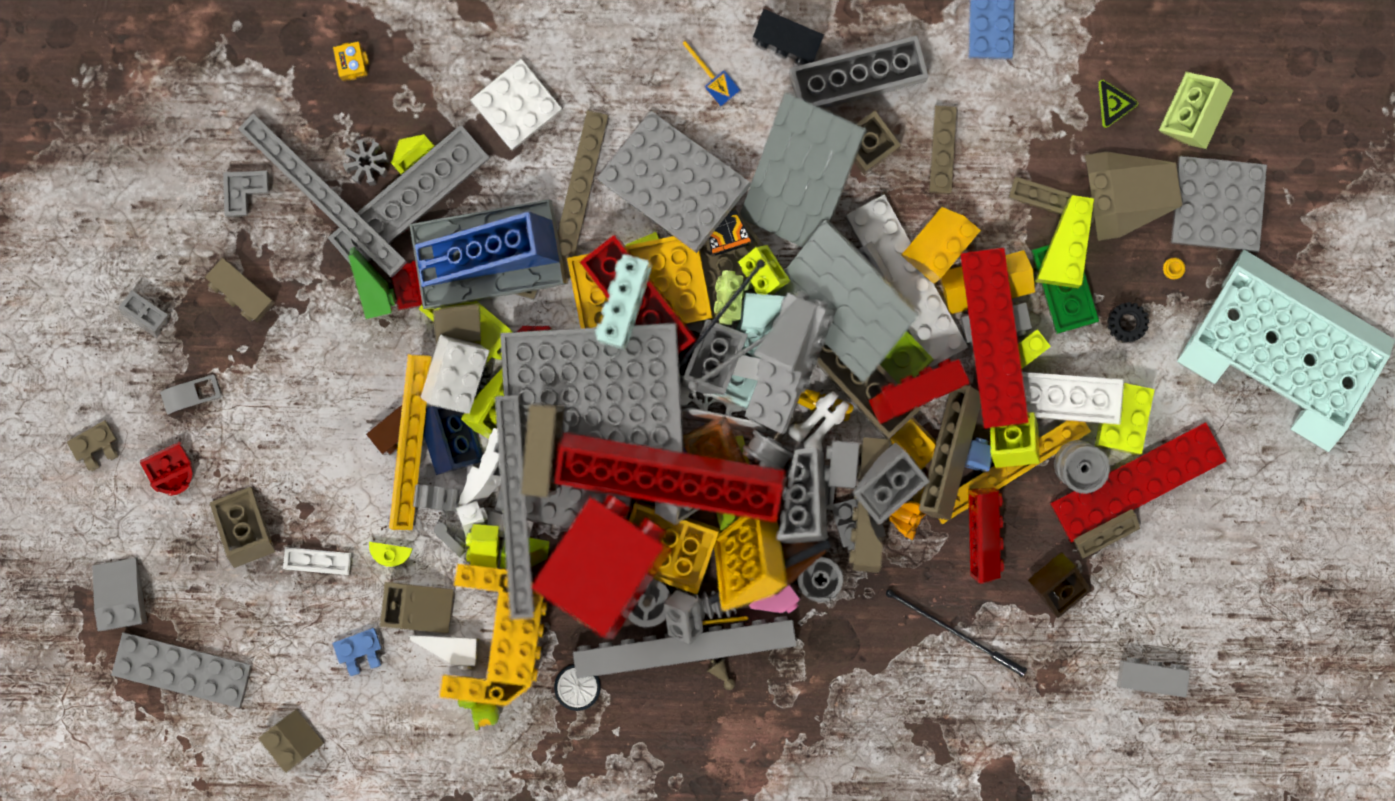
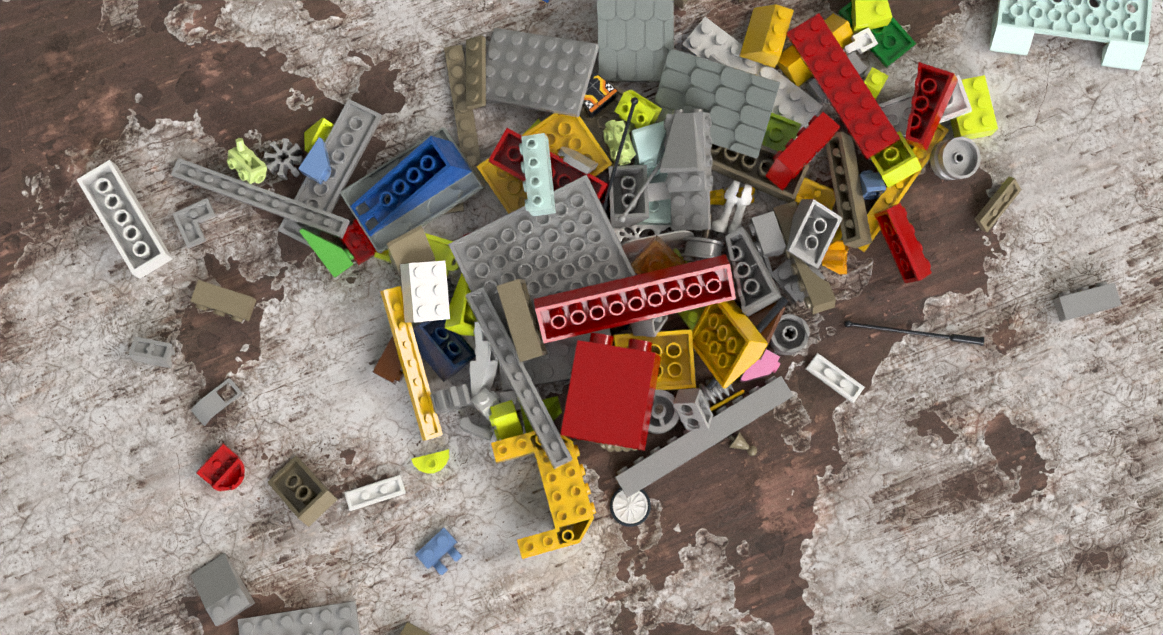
camera: 20 degrees left, 5 degrees down
(91, 441) = (150, 473): dark tan plate -> none
(170, 158) = (124, 219): none -> white brick
(323, 151) = (246, 163): none -> yellowish green brick
(351, 61) = (240, 85): yellow head -> none
(398, 184) = (317, 163): none -> medium blue slope
(416, 607) = (472, 495): dark tan slope -> none
(452, 649) = (516, 517): white slope -> none
(482, 713) = (563, 558): lime piece -> none
(516, 104) = (386, 67): white plate -> none
(609, 153) = (475, 72): none -> dark tan plate
(674, 301) = (577, 160): none -> light grey tile
(850, 645) = (835, 378): none -> white tile
(1039, 296) = (862, 42): none -> white plate
(1059, 584) = (979, 259): dark brown slope -> none
(1074, 399) = (928, 103): none -> red wedge
(1140, 481) = (1004, 154): red plate -> none
(1141, 322) = (944, 26): black tyre -> none

